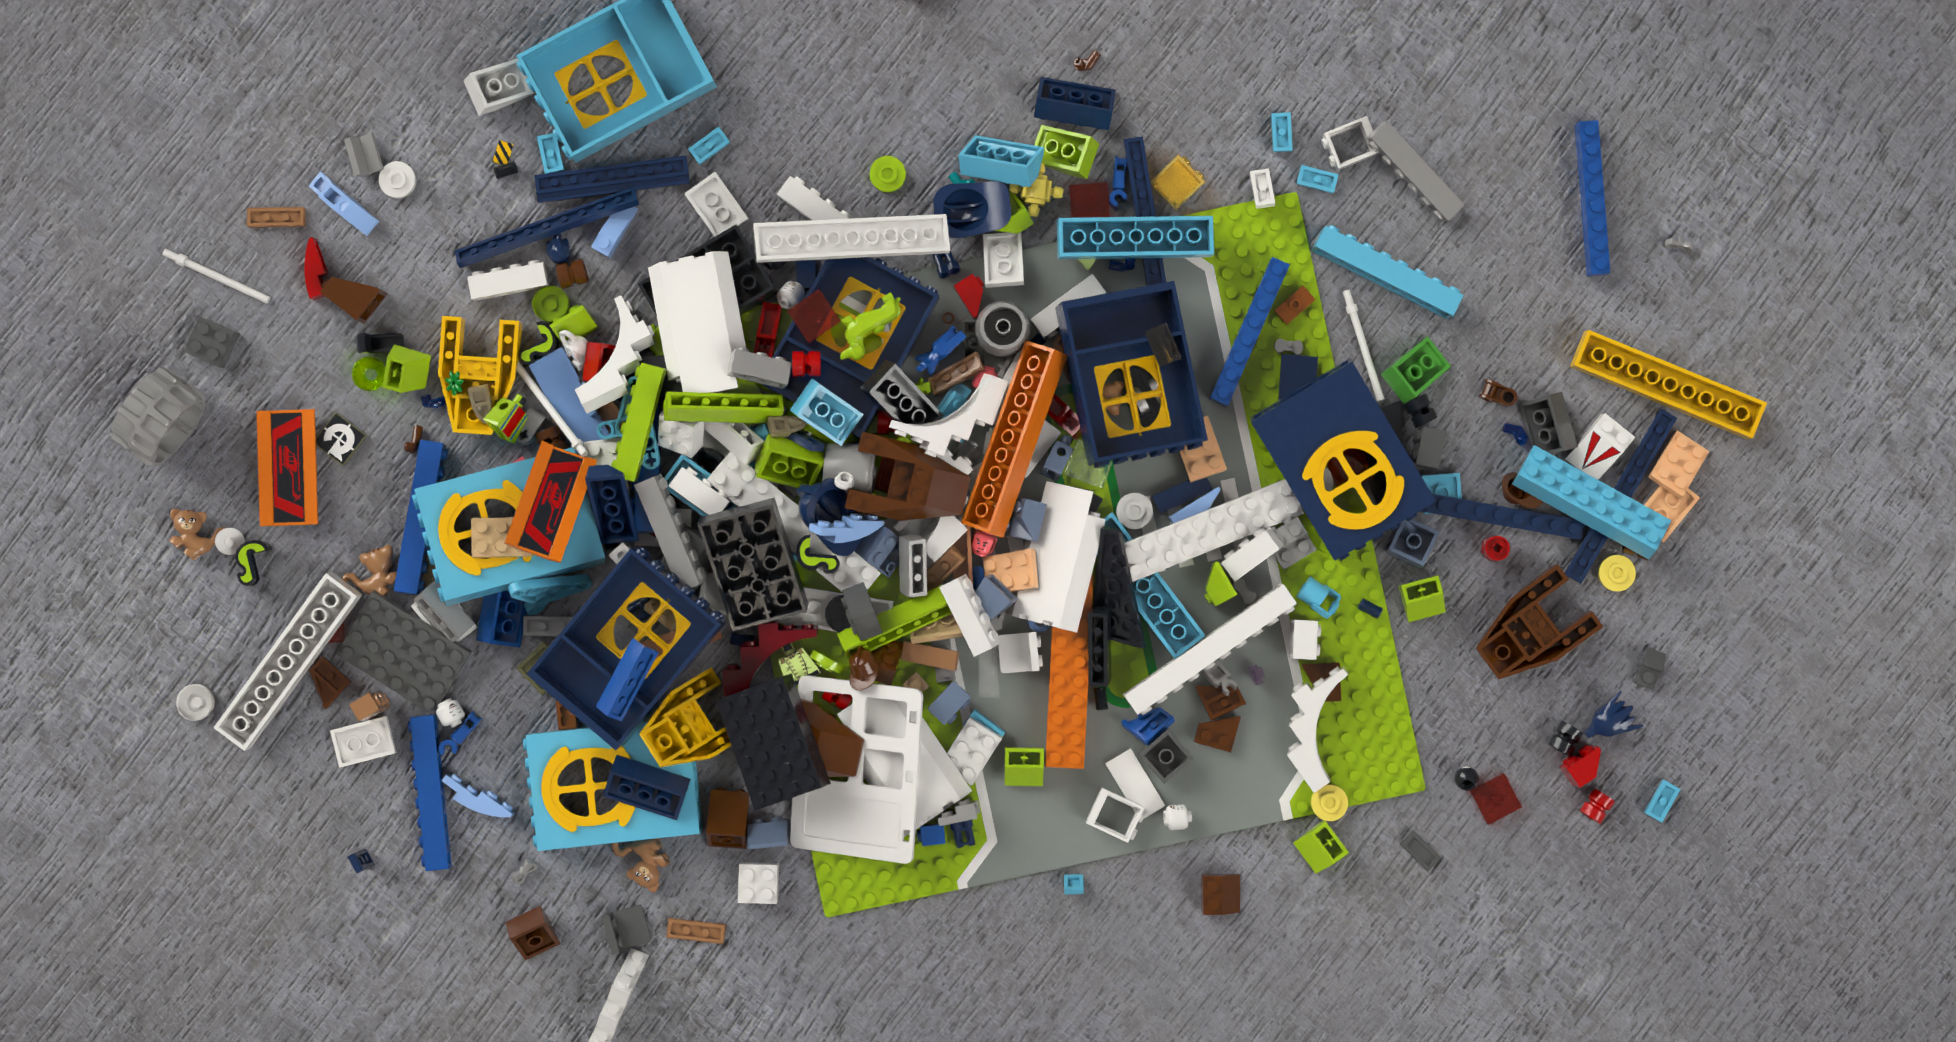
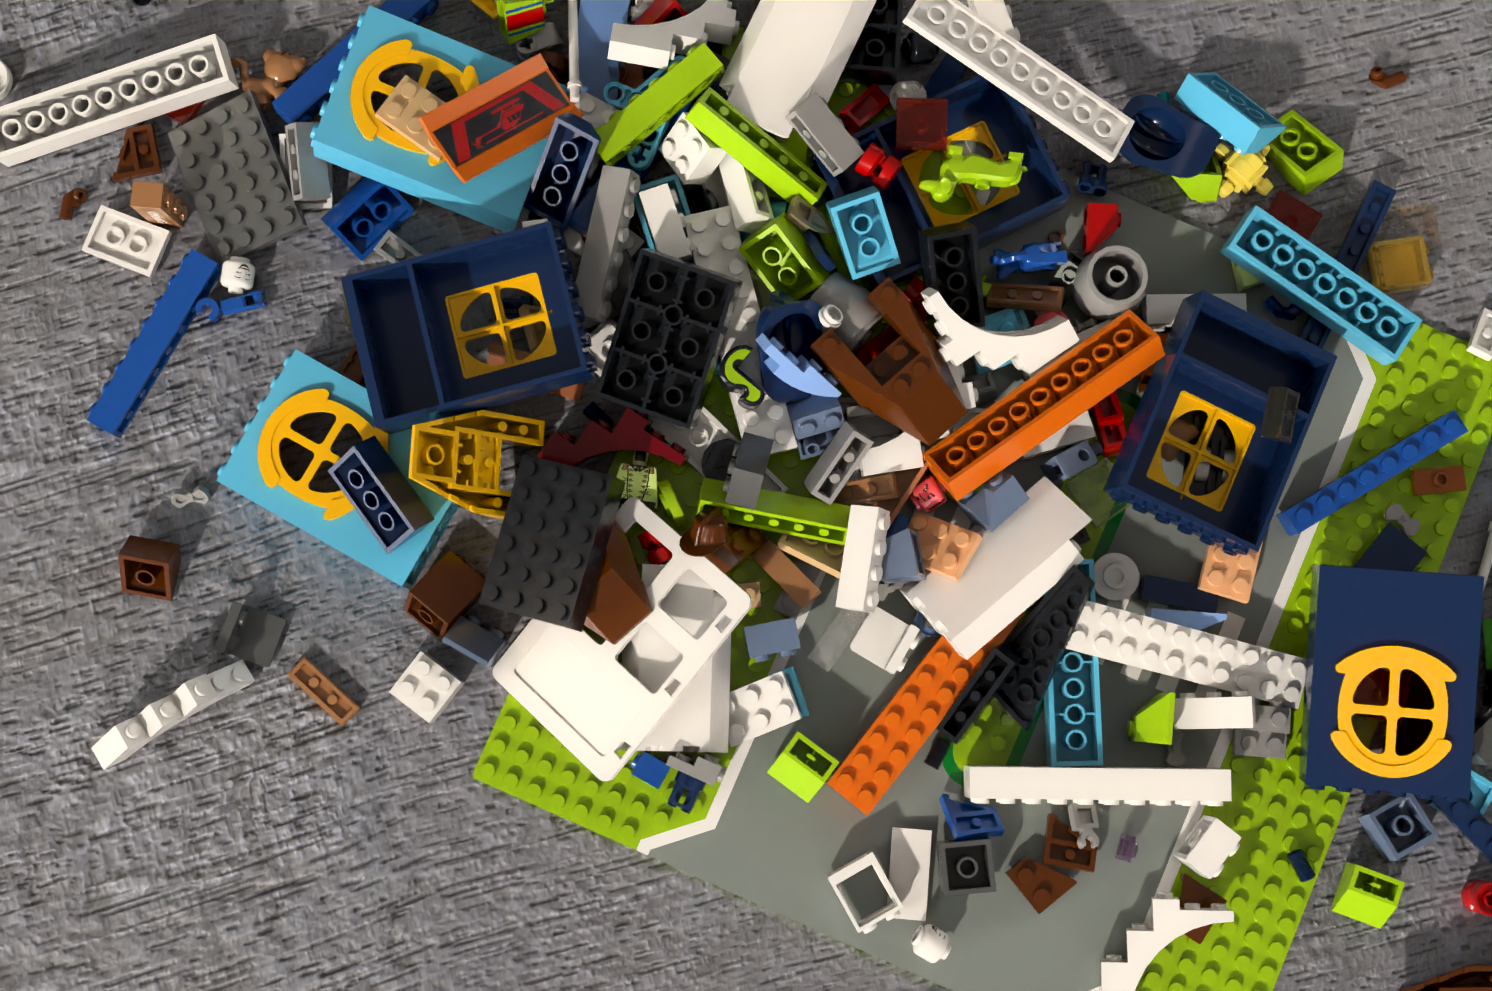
camera: 30 degrees right, 5 degrees down
(307, 741) = (70, 201): none -> reddish brown arm
(361, 860) = (25, 359): dark blue tile -> none
(483, 803) = (202, 393): light blue slope -> none
(540, 592) = (424, 217): medium azure beam -> none
(626, 680) = (442, 358): blue panel -> none
(646, 871) = (316, 588): medium nougat animal -> none
(887, 174) = (1095, 47): lime piece -> none
(1003, 259) = (1158, 215): white plate -> none
(1073, 884) = (765, 935): medium azure plate -> none
(1074, 103) = (1343, 111): dark blue slope -> none
(1119, 183) = (1334, 223): blue piece -> none
(1314, 593) = (1251, 806): medium azure piece -> none

